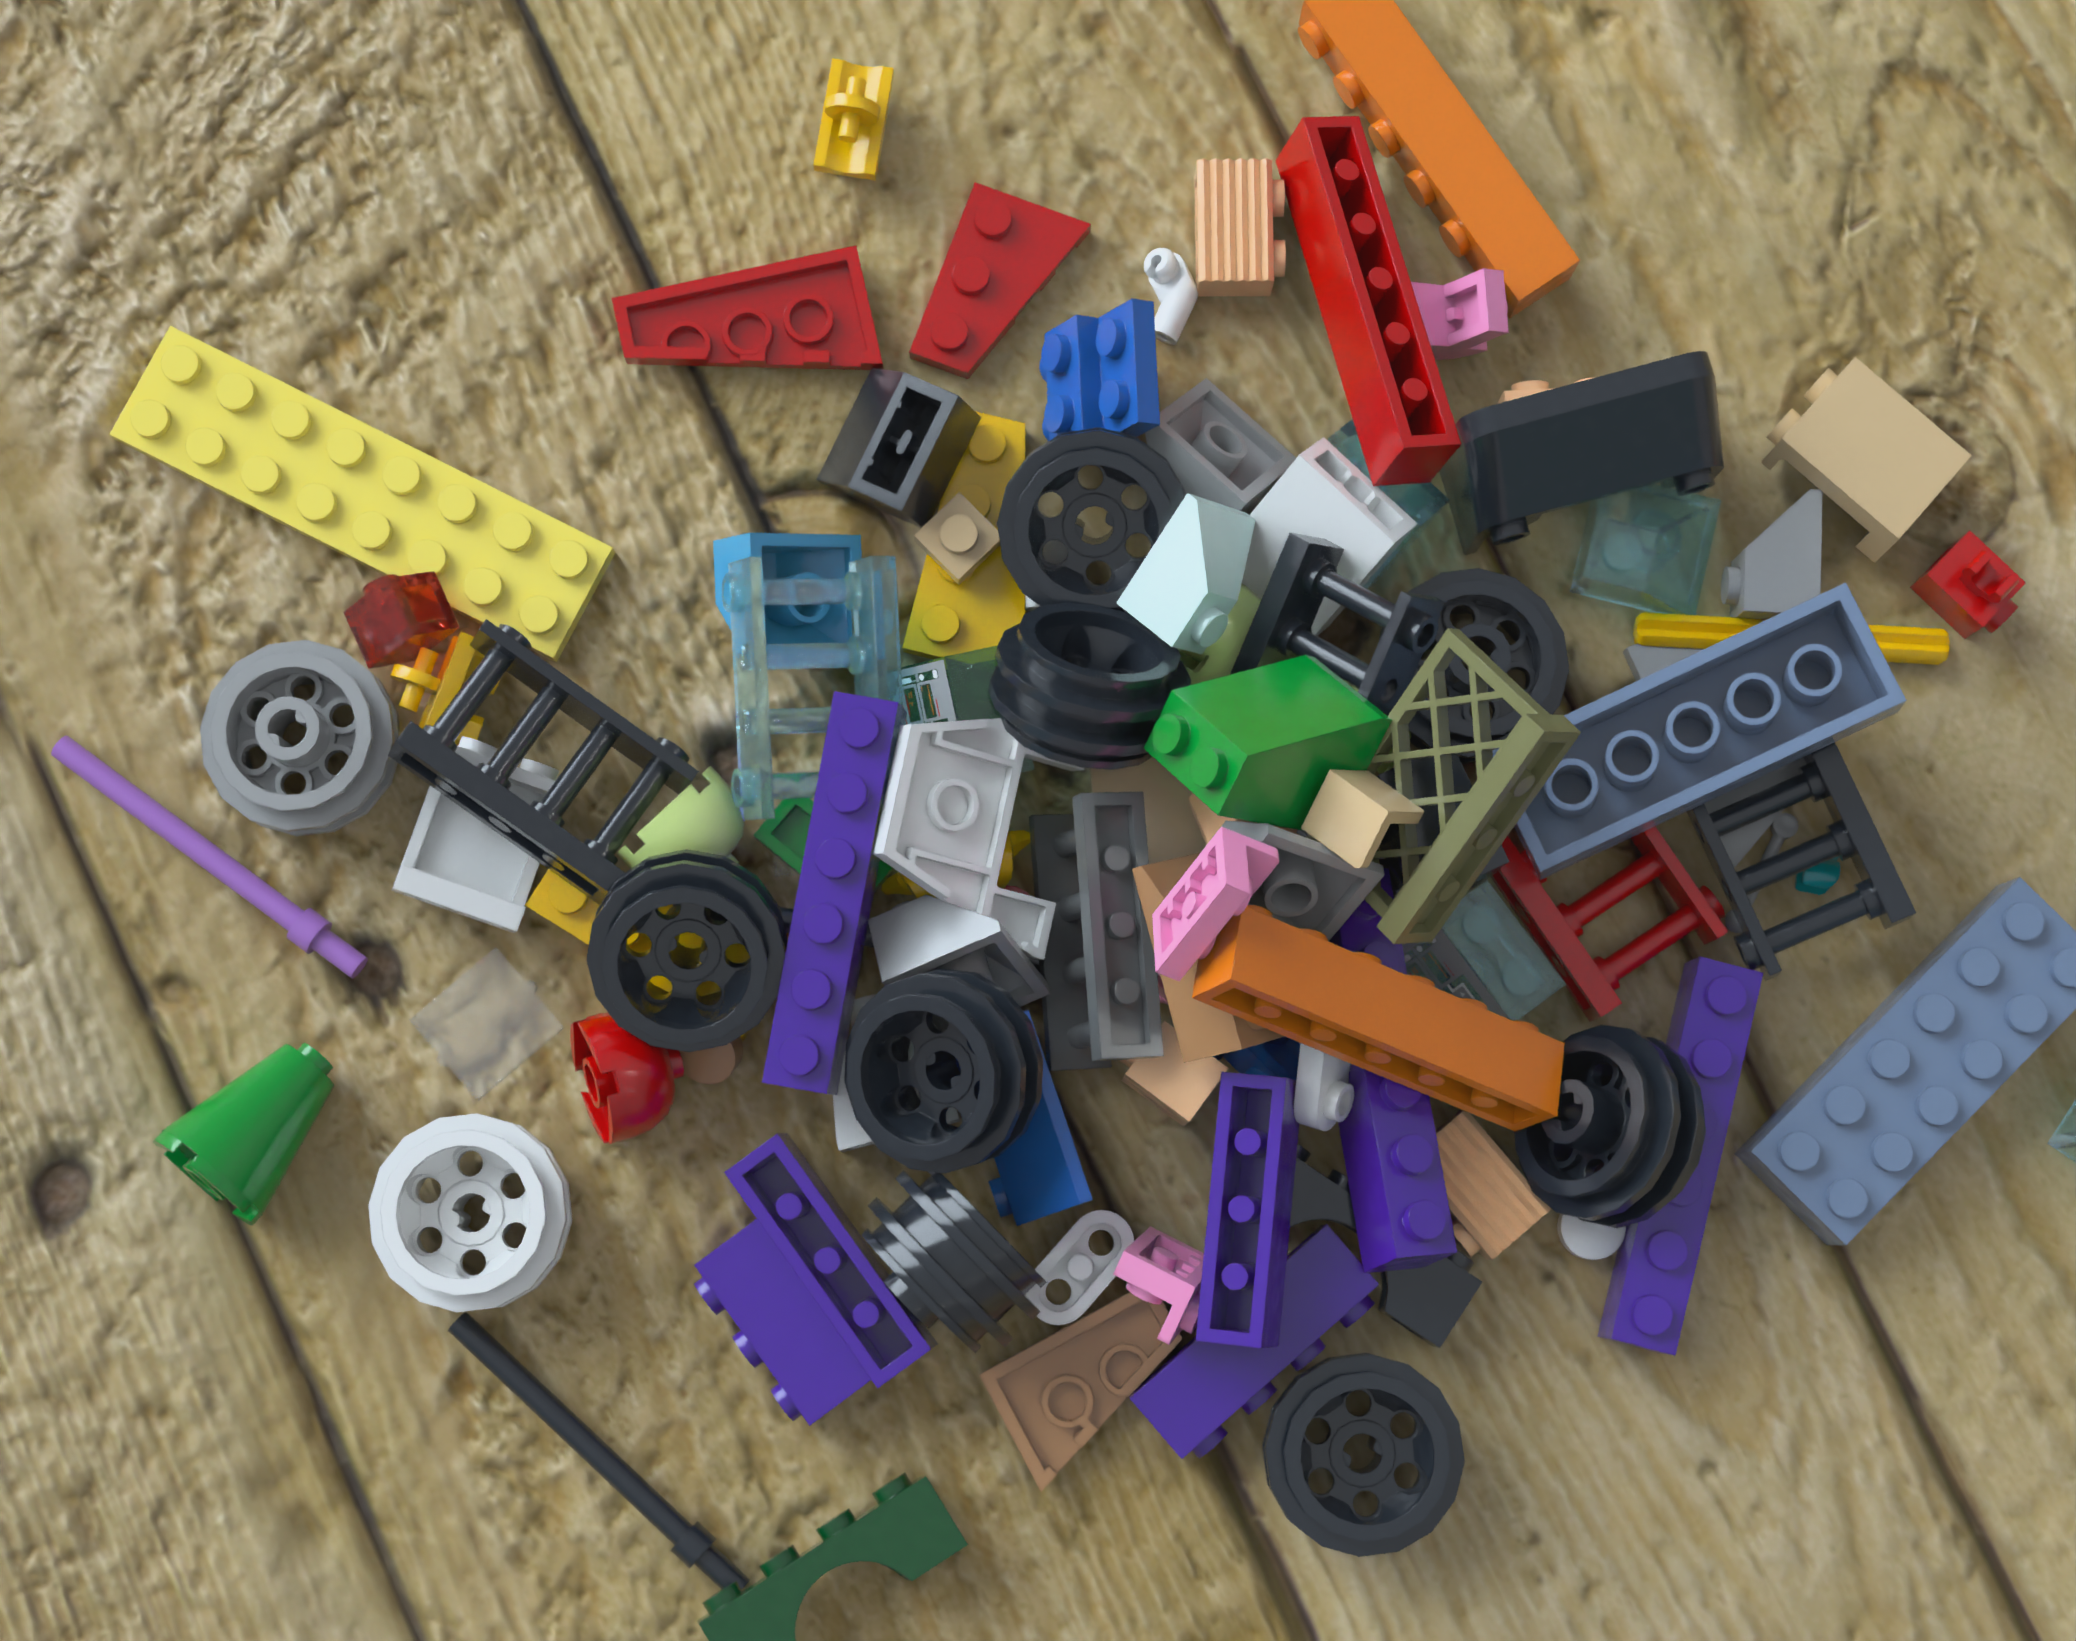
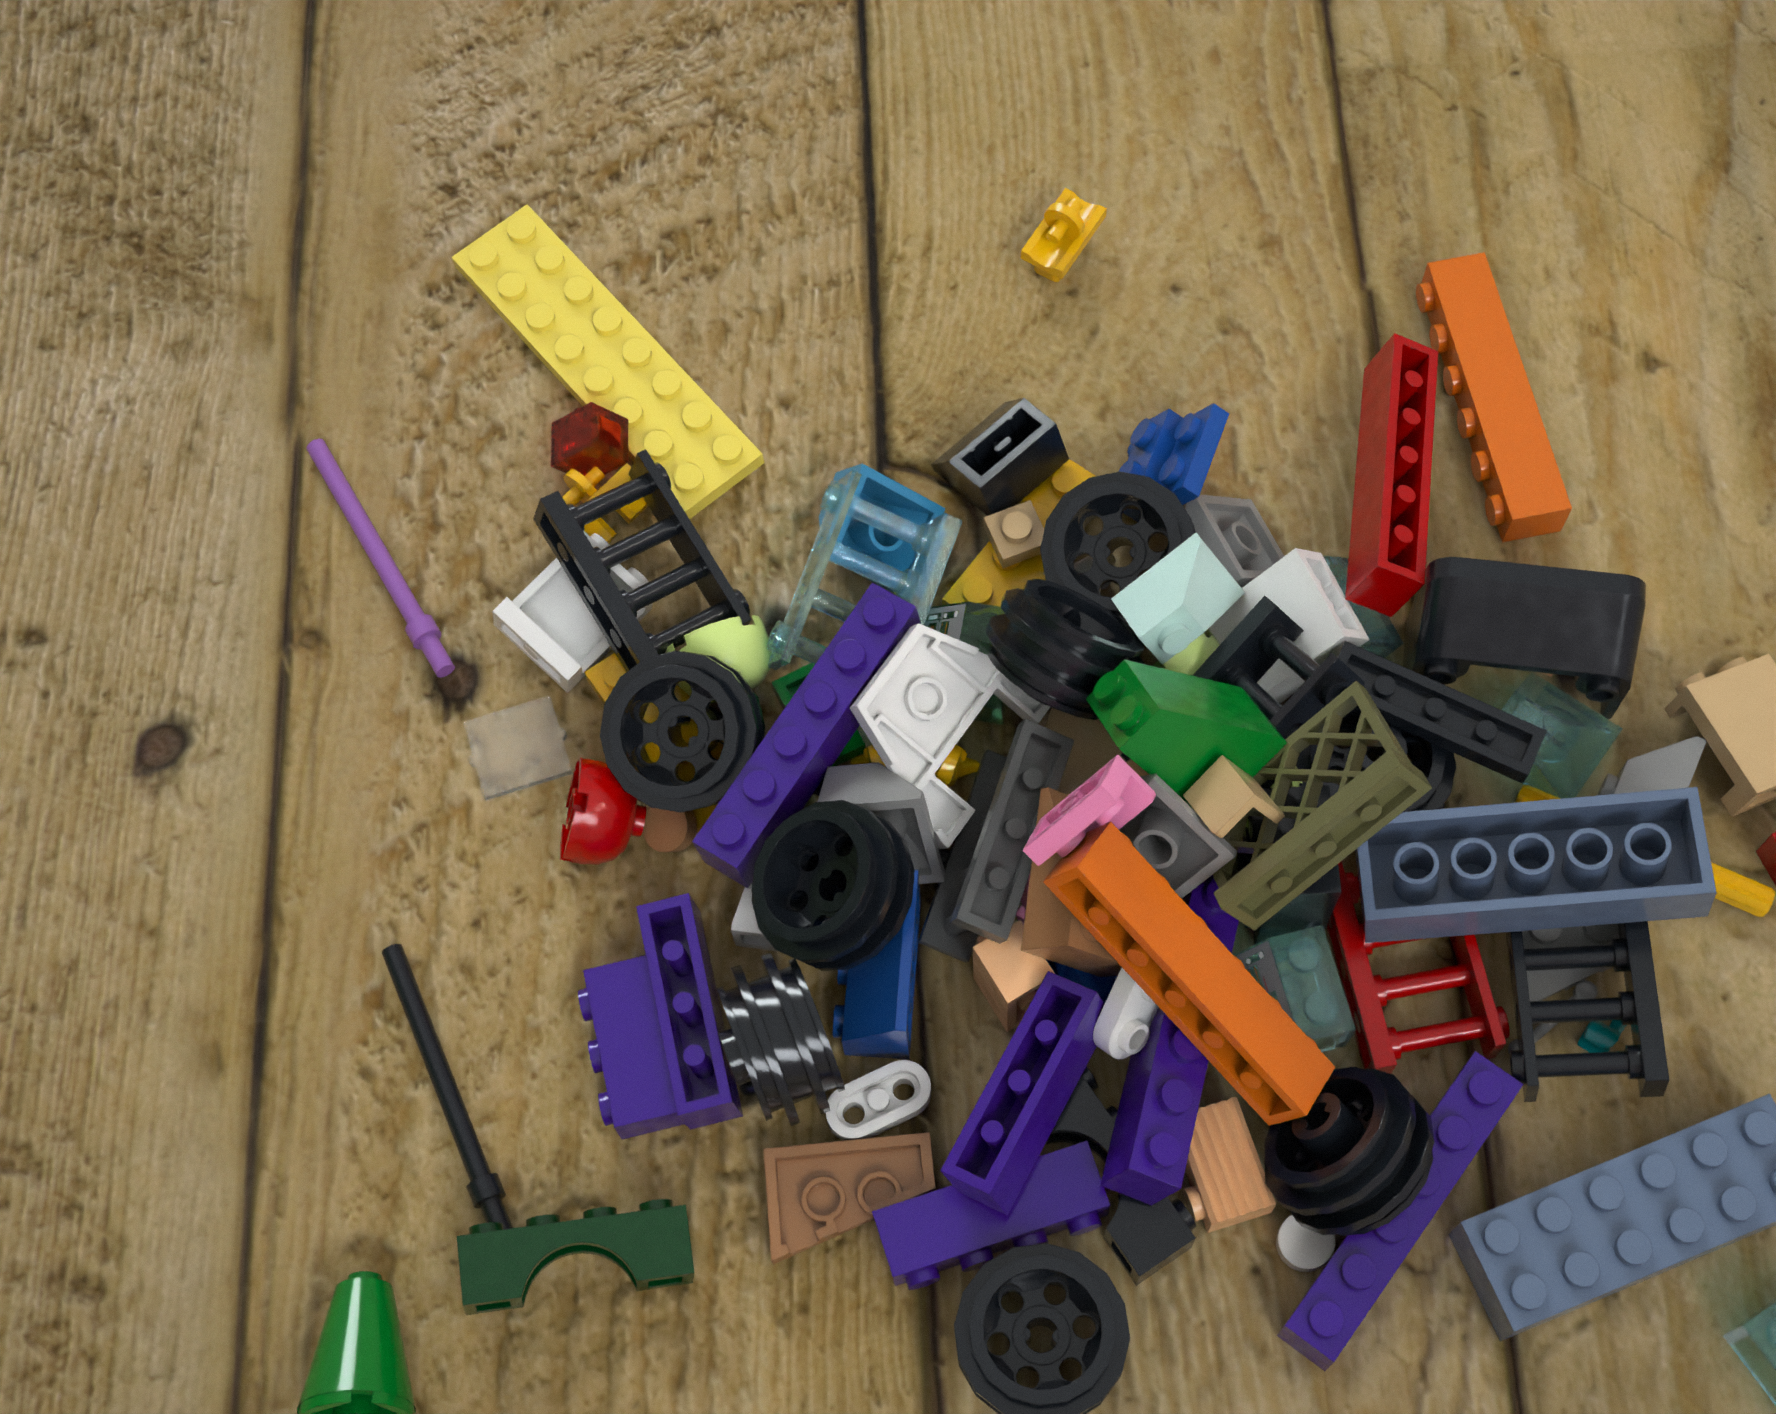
camera: 30 degrees right, 15 degrees down
(251, 1129) = (311, 746): green cone -> none
(264, 690) = (496, 460): light grey wheel -> none
(401, 1216) = (464, 901): white wheel -> none
(765, 316) = (948, 343): red wing -> none
(990, 274) = (1120, 370): red wing -> none
(1165, 1270) = (936, 1117): bright pink bracket -> none
(1175, 291) = (1251, 430): white arm -> none
(1236, 227) = (1314, 401): light nougat brick -> none
(1463, 313) = (1463, 515): bright pink brick -> none
(1529, 588) = (1446, 715): none -> black plate

